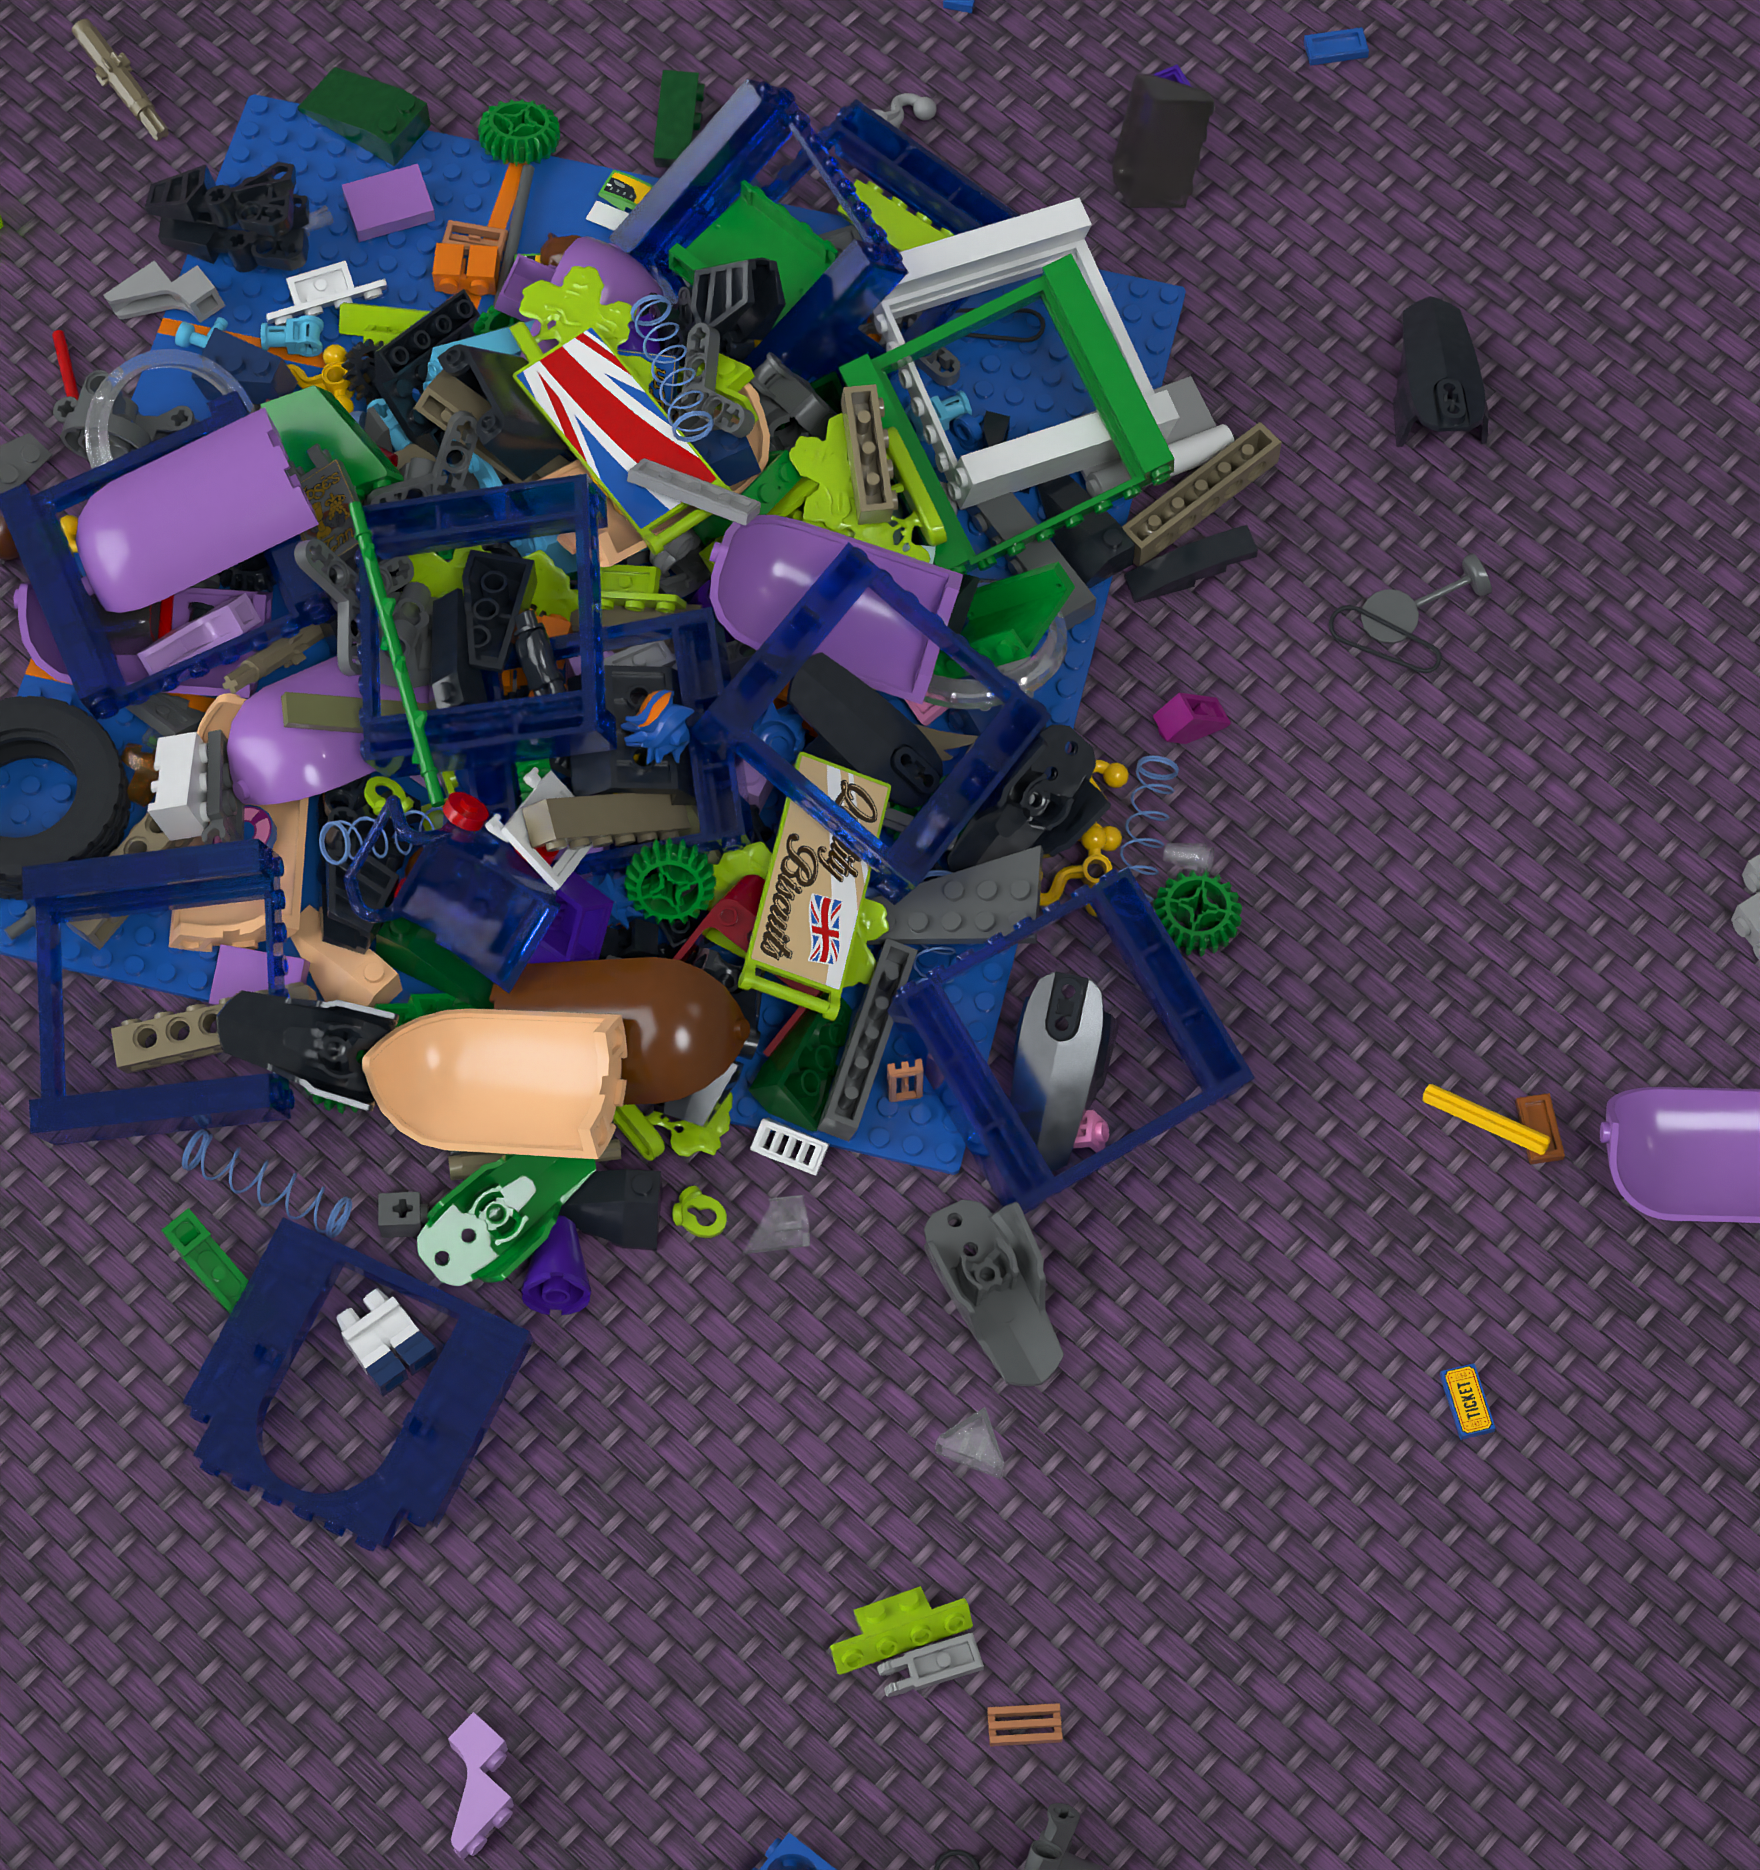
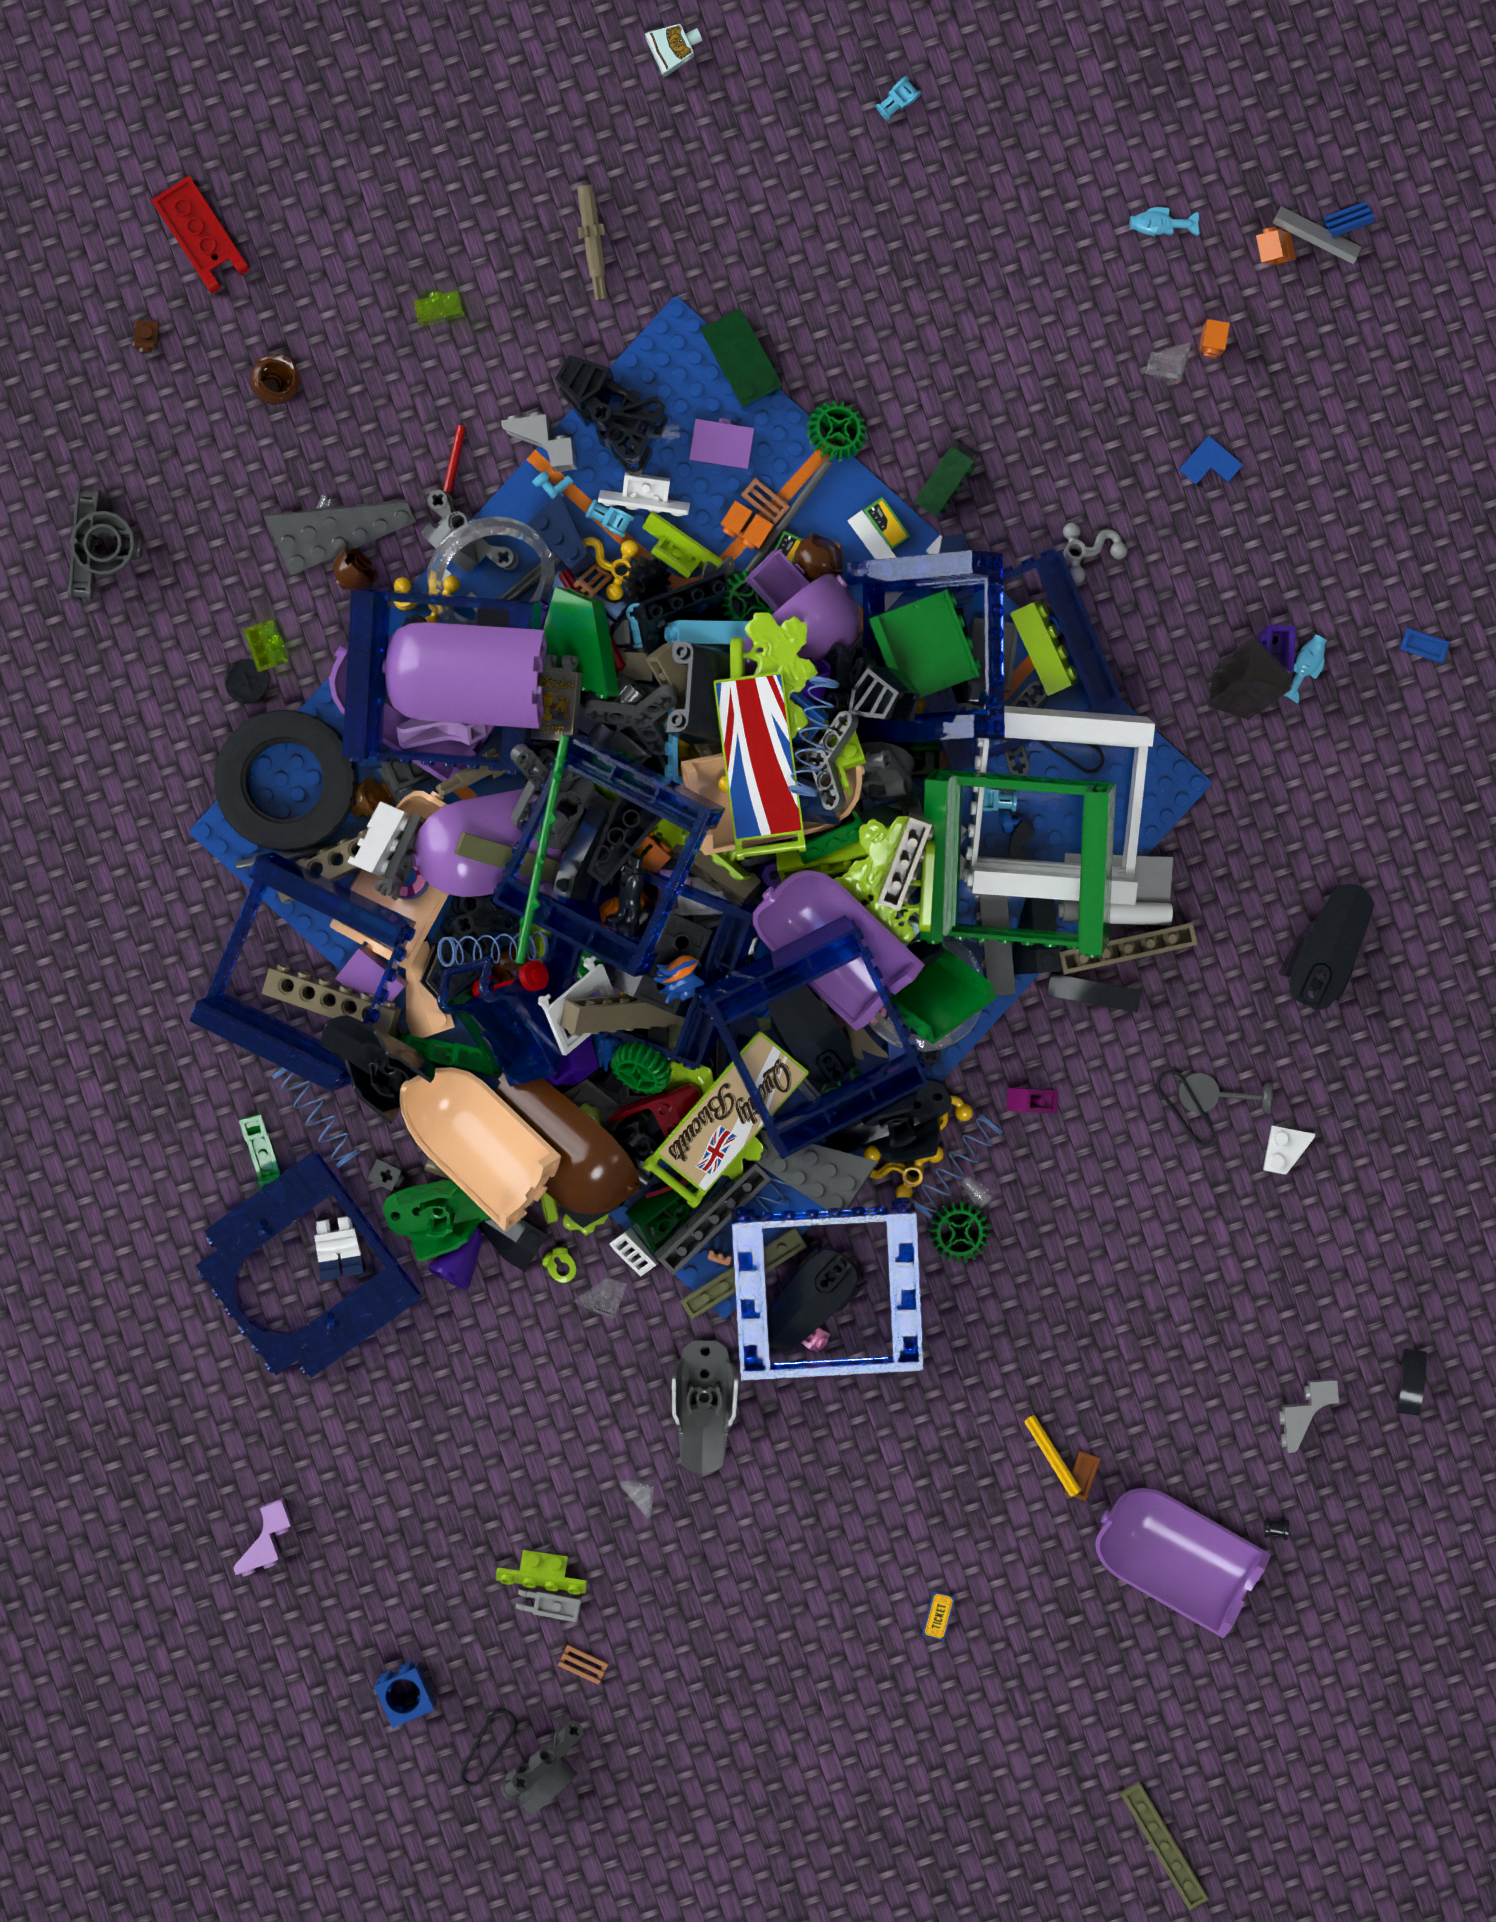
camera: 20 degrees right, 25 degrees up
(377, 802) = (506, 926): lime piece -> none
(694, 491) = (779, 837): light grey tile -> none
(933, 1121) = (724, 1284): none -> olive tile
(1220, 122) = (1308, 662): none -> medium azure animal
(1533, 627) = (1285, 1148): none -> white wing

